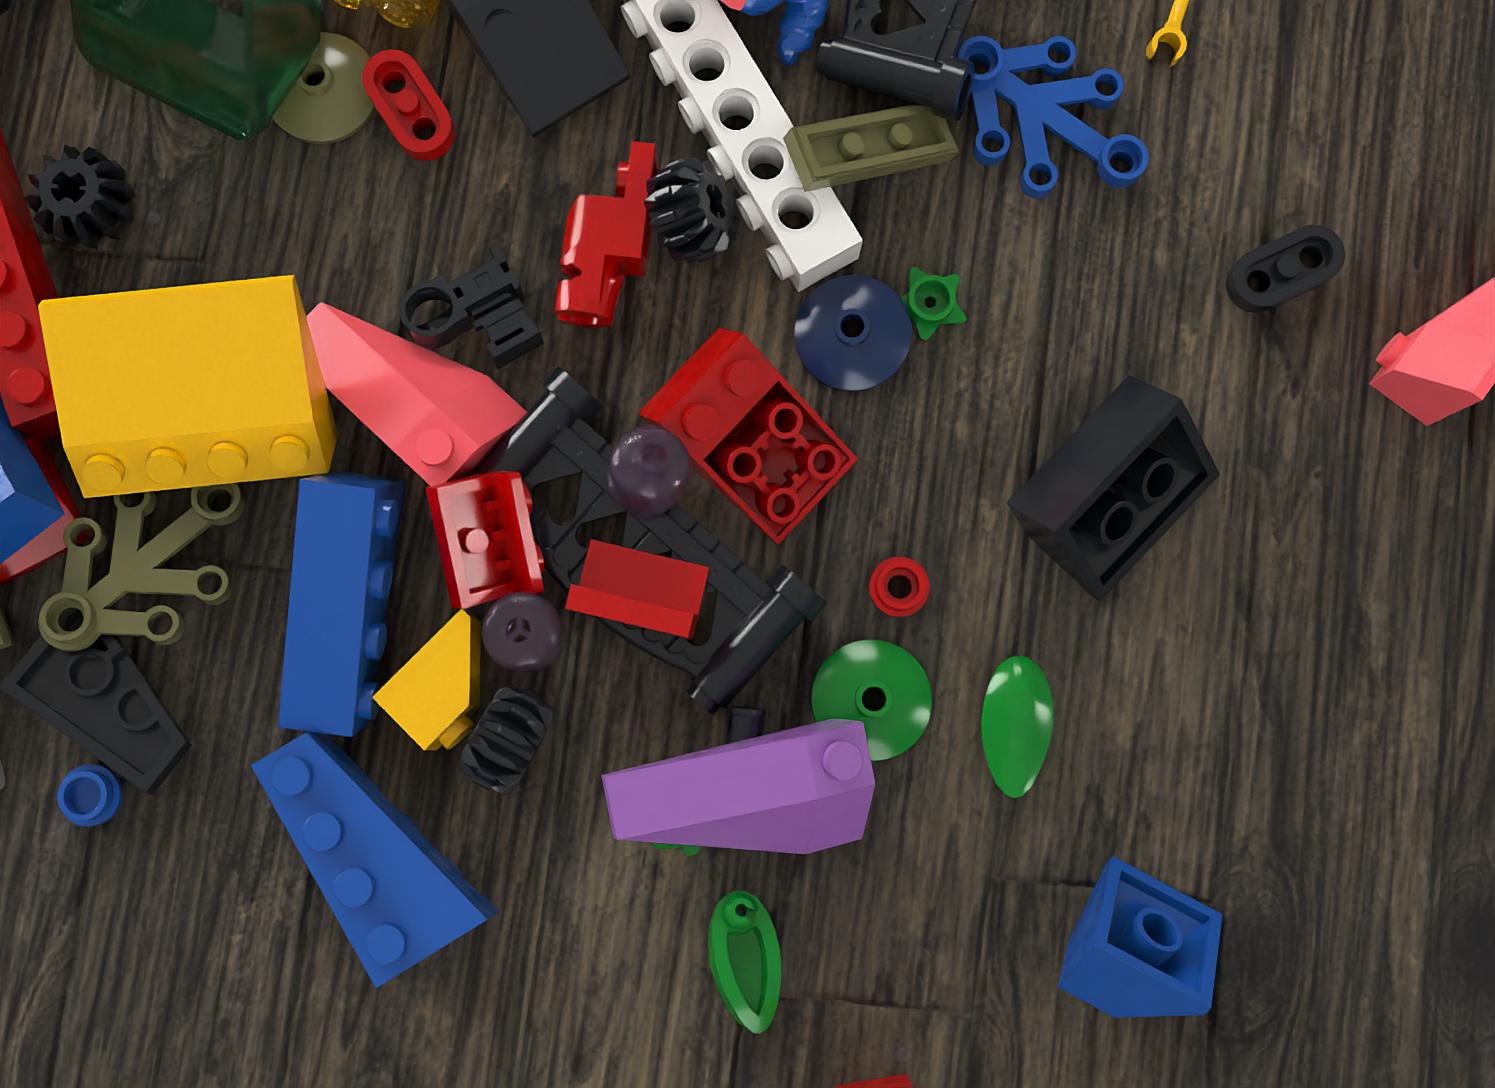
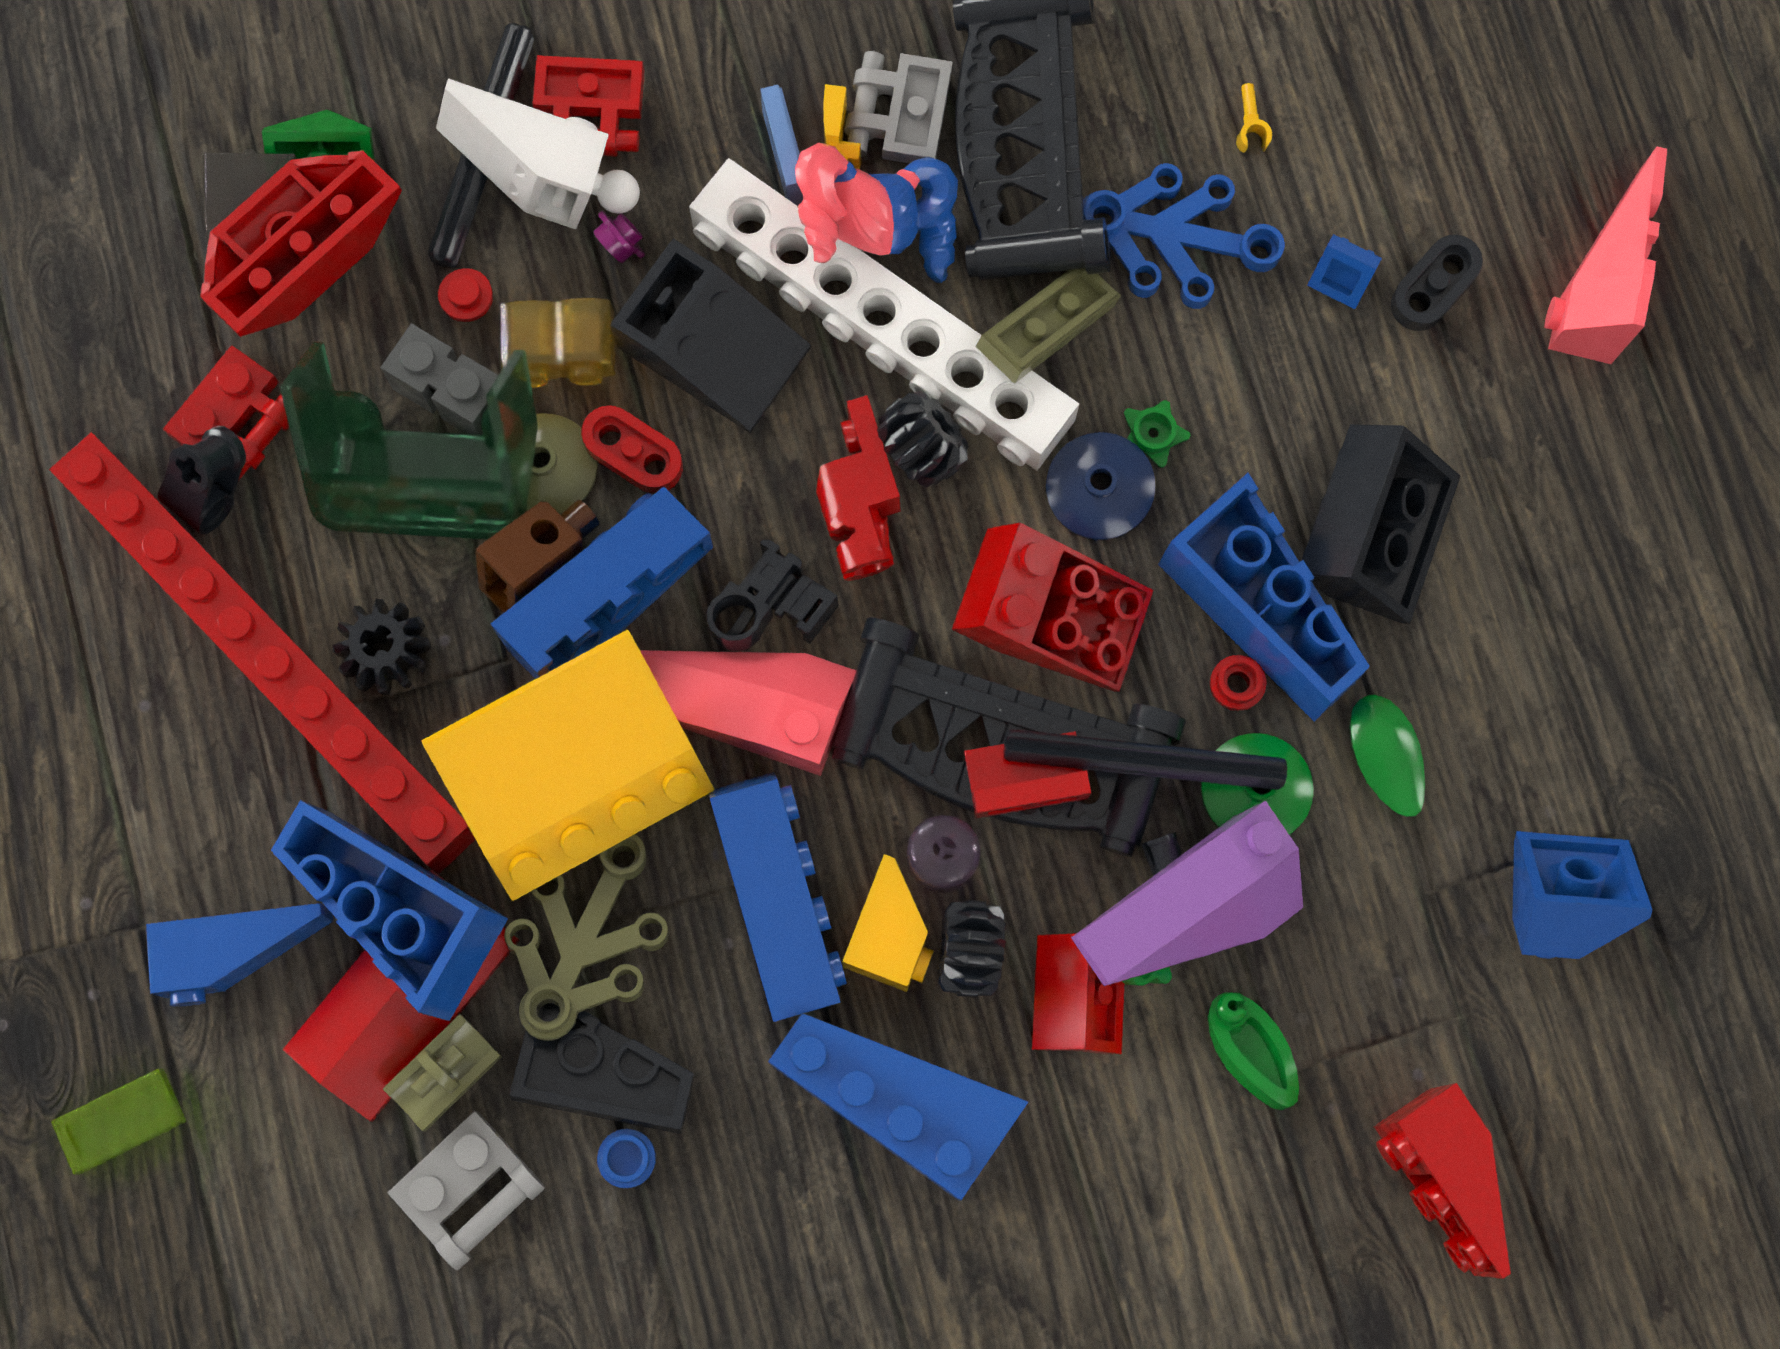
camera: 25 degrees left, 5 degrees down
(259, 167) = (531, 551): none -> reddish brown torso
(310, 224) = (604, 584): none -> blue wedge
(485, 537) = (878, 785): red bracket -> none
(580, 839) = (1072, 1003): none -> red panel
(648, 470) = (991, 670): clear purple head -> none
(763, 626) = (1145, 759): none -> black axle
(961, 513) = (1265, 598): none -> blue wedge
(1195, 218) = (1344, 271): none -> blue tile

